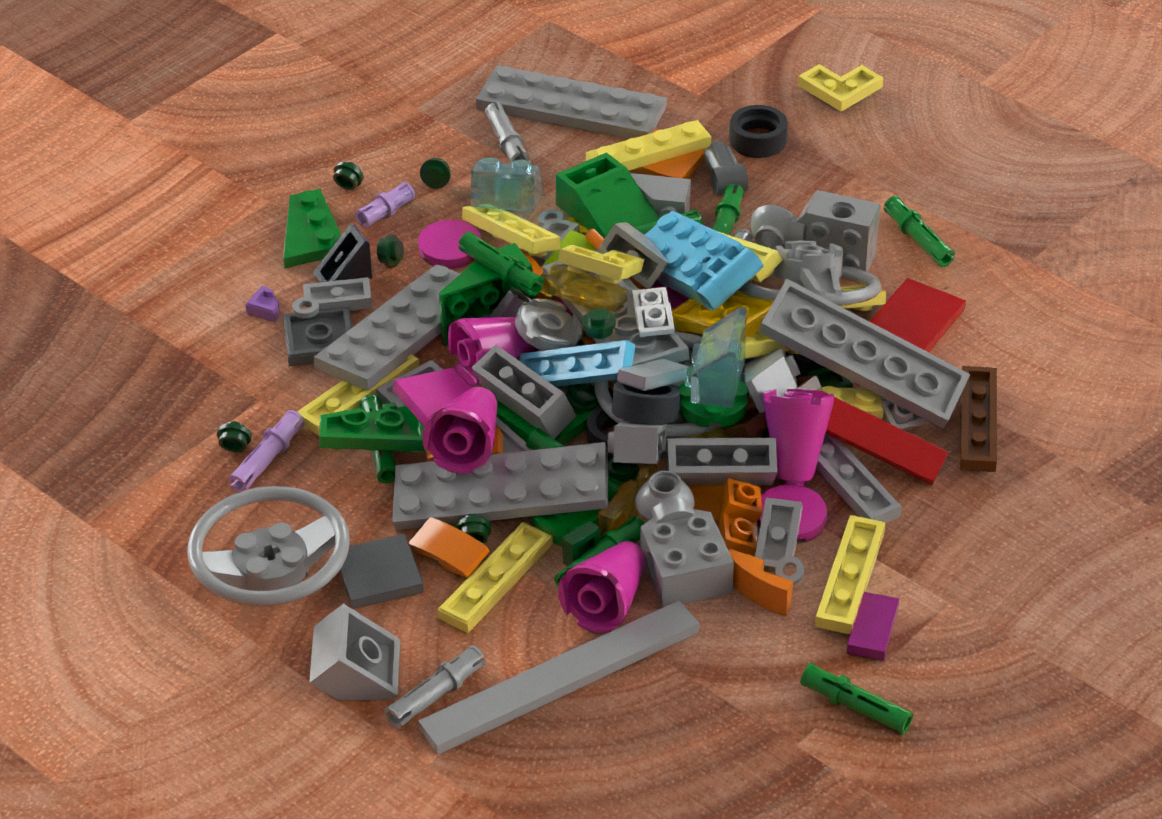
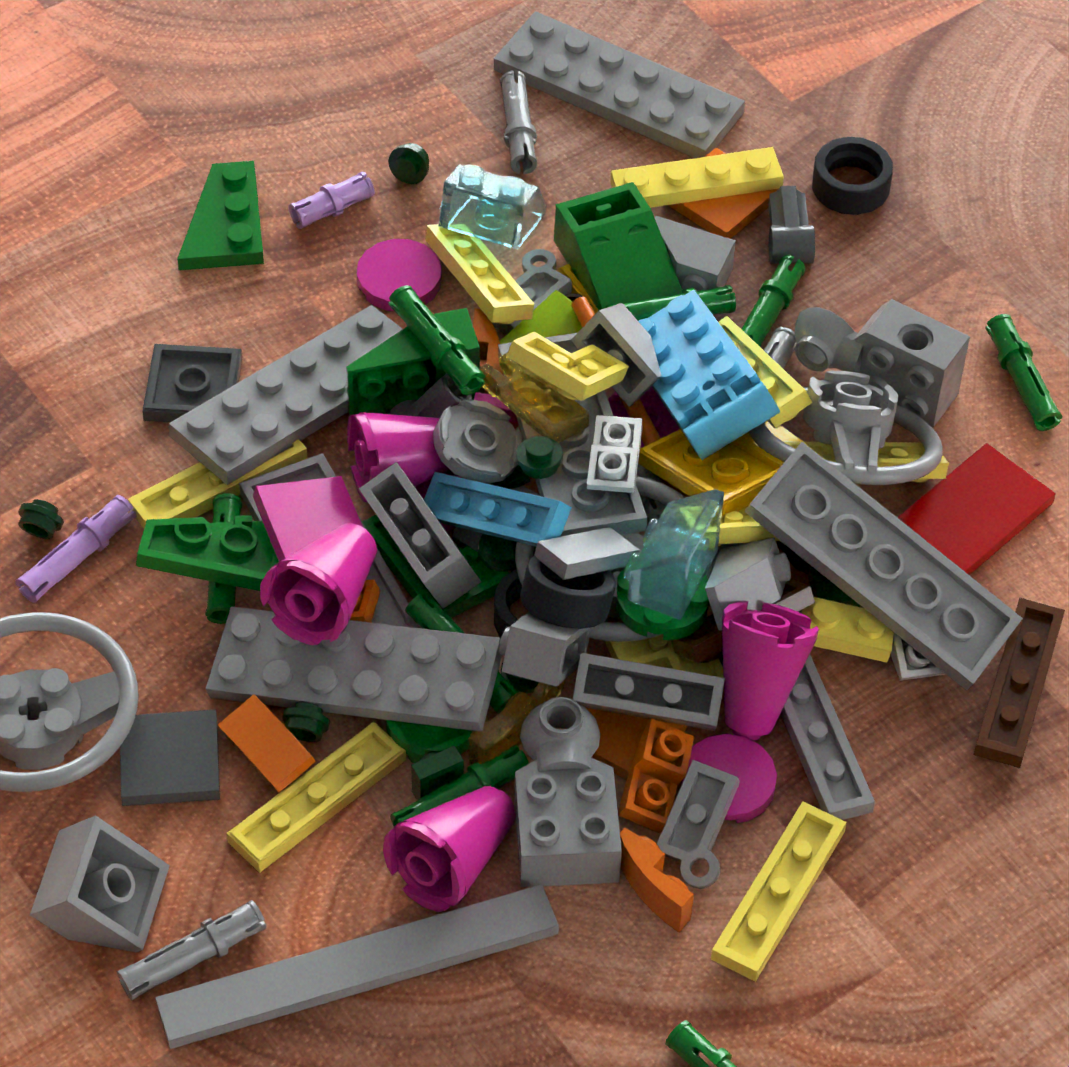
camera: 10 degrees right, 10 degrees up
(263, 305) = (136, 323): medium lavender tile -> none
(333, 294) = (225, 328): light grey hinge -> none
(347, 259) = (253, 282): black slope -> none
(348, 175) = (295, 147): dark green plate -> none
(390, 250) = (317, 272): dark green plate -> none
(843, 90) = (981, 131): light yellow plate -> none
(873, 626) = (788, 975): magenta tile -> none
(885, 441) = (879, 696): red tile -> none

